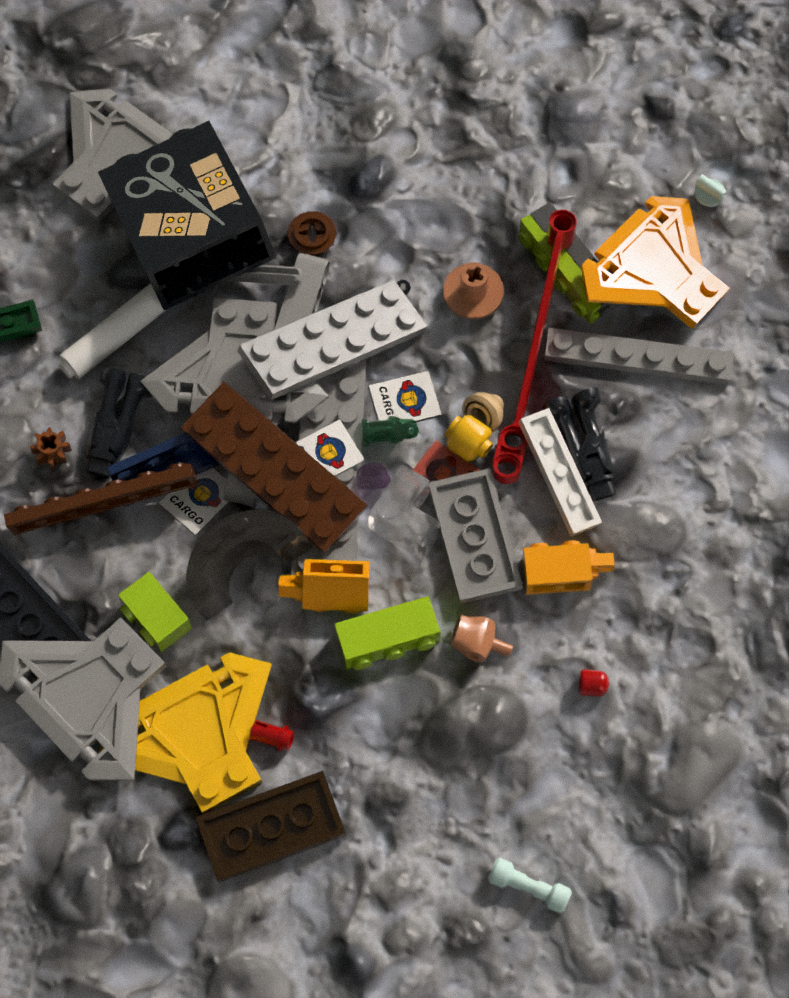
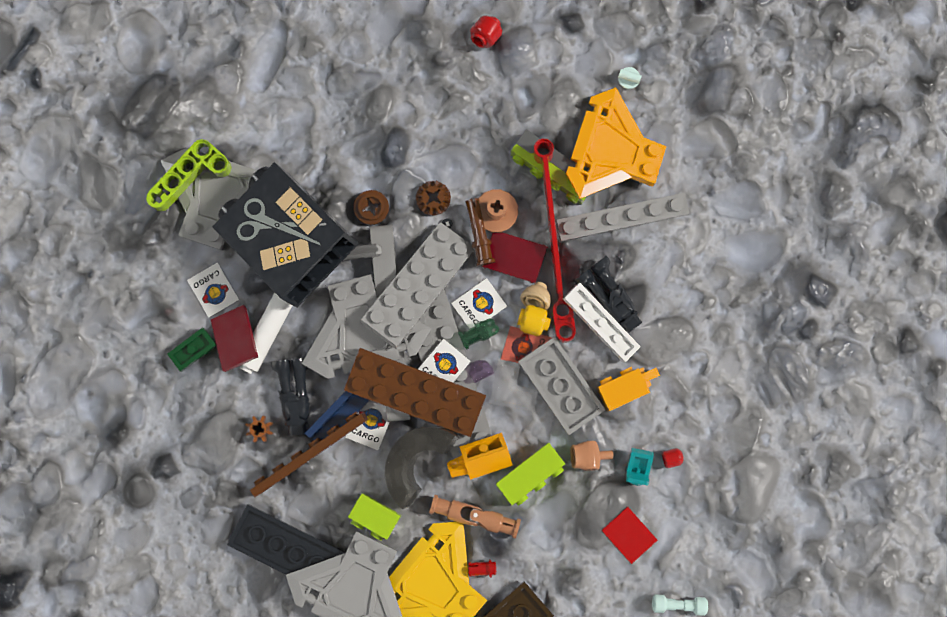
camera: 20 degrees left, 15 degrees up
(53, 125) = (186, 178): none -> lime beam
(67, 265) = (213, 290): none -> white sticker
(67, 325) = (234, 338): none -> dark red piece
(303, 670) = (489, 520): none -> nougat piece
(392, 260) = (433, 208): none -> reddish brown gear
(438, 319) = (481, 243): none -> reddish brown pin
(475, 354) = (516, 256): none -> dark red piece
(494, 768) = (629, 535): none -> red sticker
(542, 676) = (639, 467): none -> teal bracket
(543, 77) = (486, 31): none -> red head

